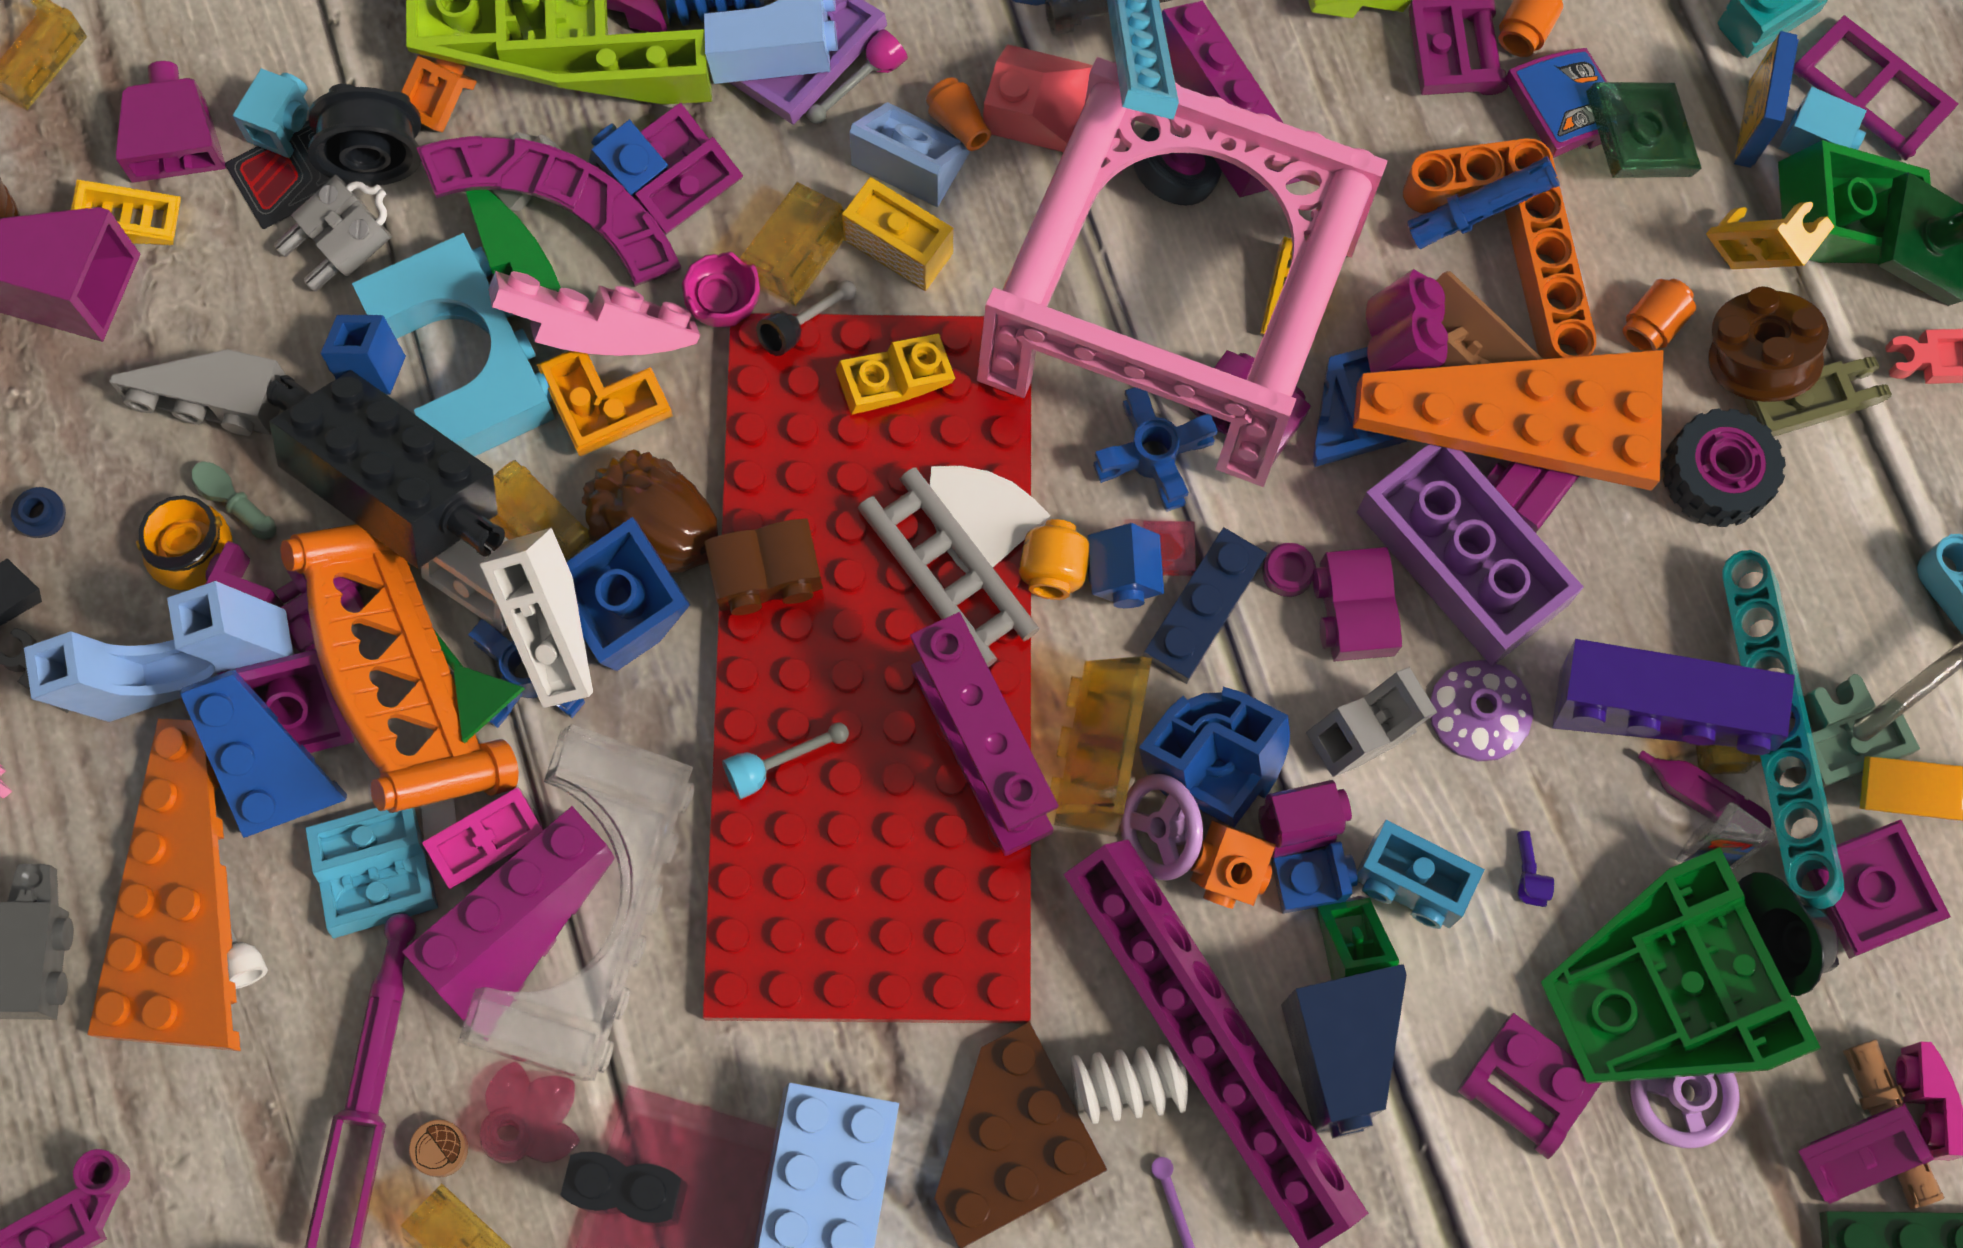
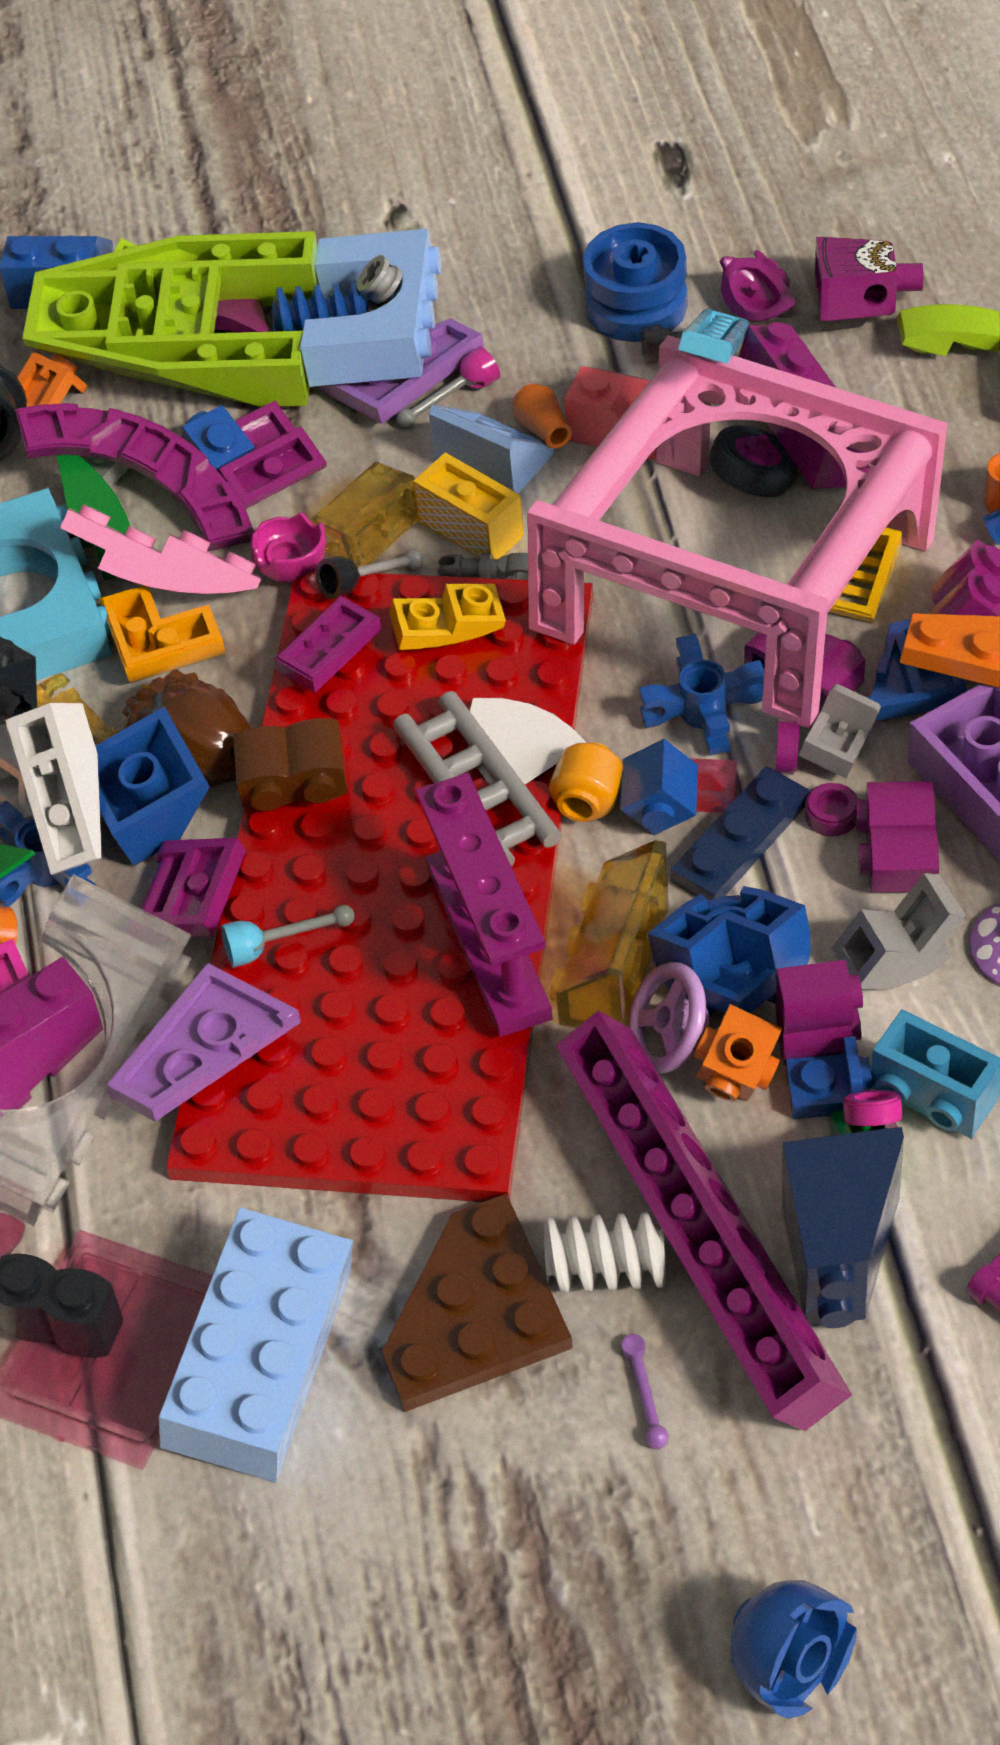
camera: 15 degrees right, 20 degrees down
(690, 706) = (194, 882): none -> magenta plate
(719, 889) = (198, 1041): none -> medium lavender wing
(780, 415) = (327, 644): none -> magenta plate
(948, 301) = (506, 567): none -> dark grey piece
(1242, 507) = (787, 747): none -> magenta tile
(1292, 488) = (840, 730): none -> light grey bracket
(1363, 917) = (872, 1108): none -> dark pink tile

